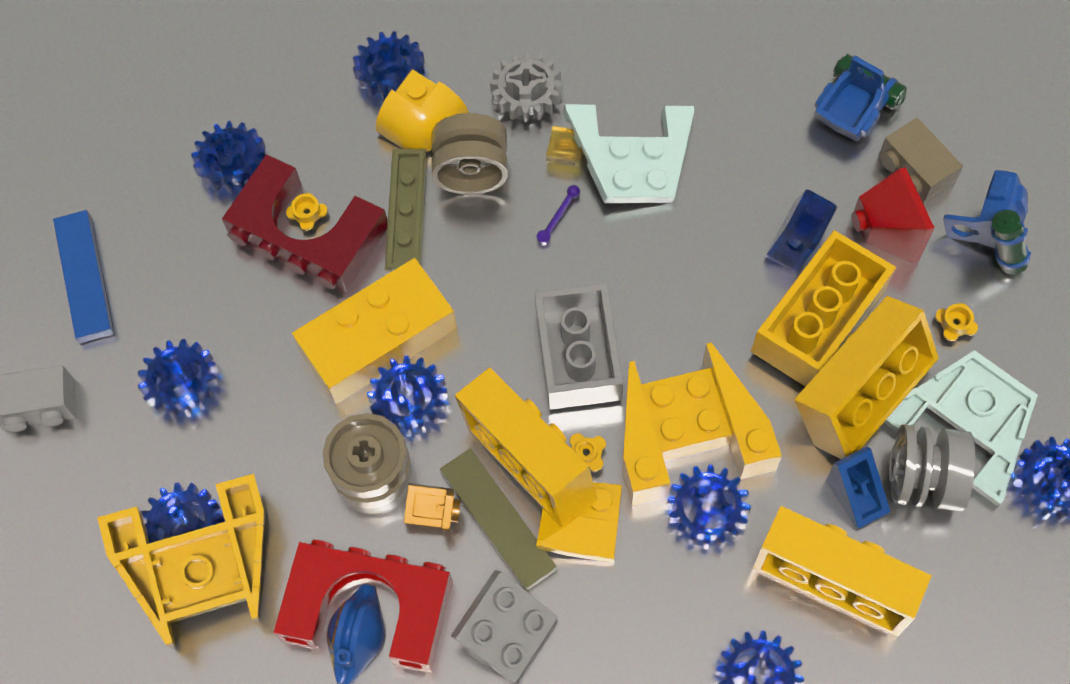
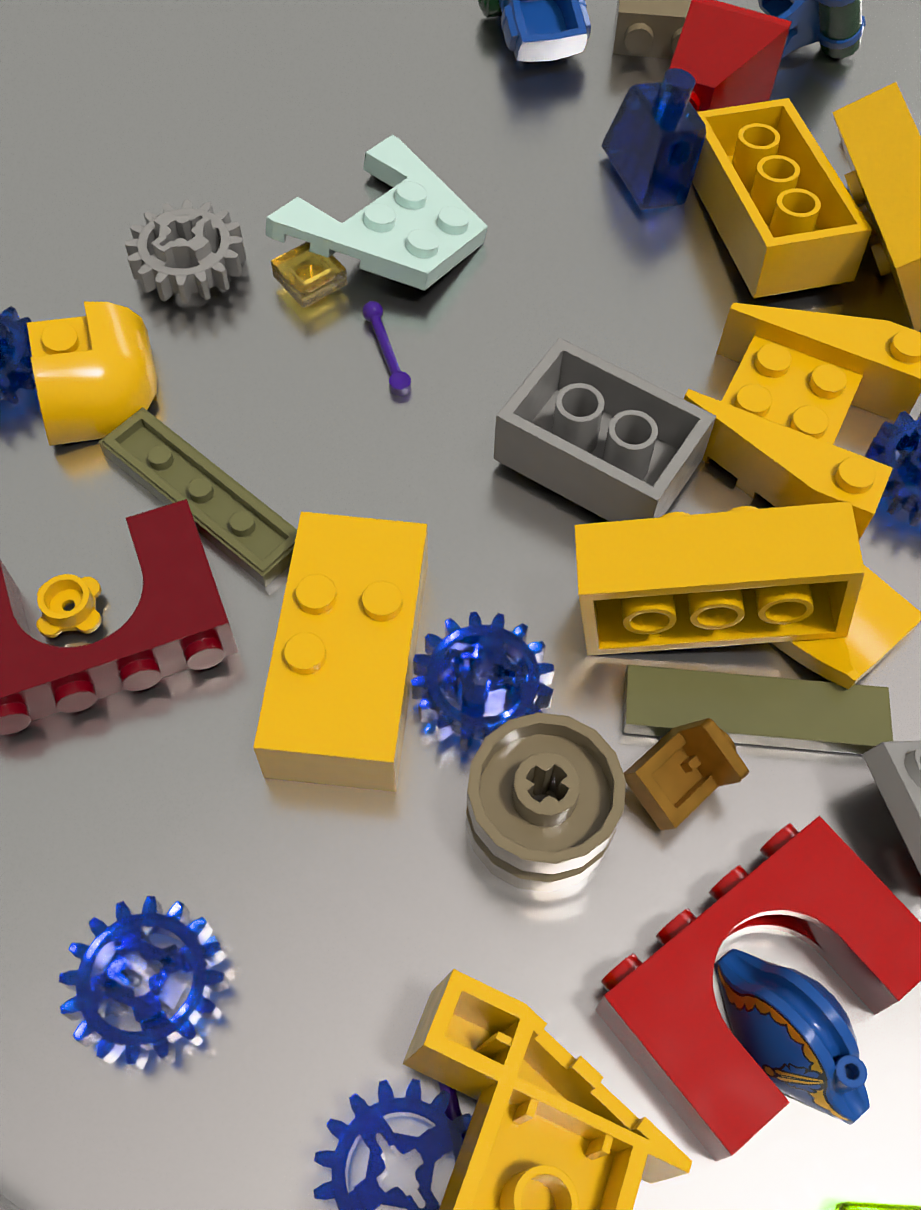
camera: 55 degrees left, 5 degrees down
(469, 154) = (217, 351): dark tan wheel -> none

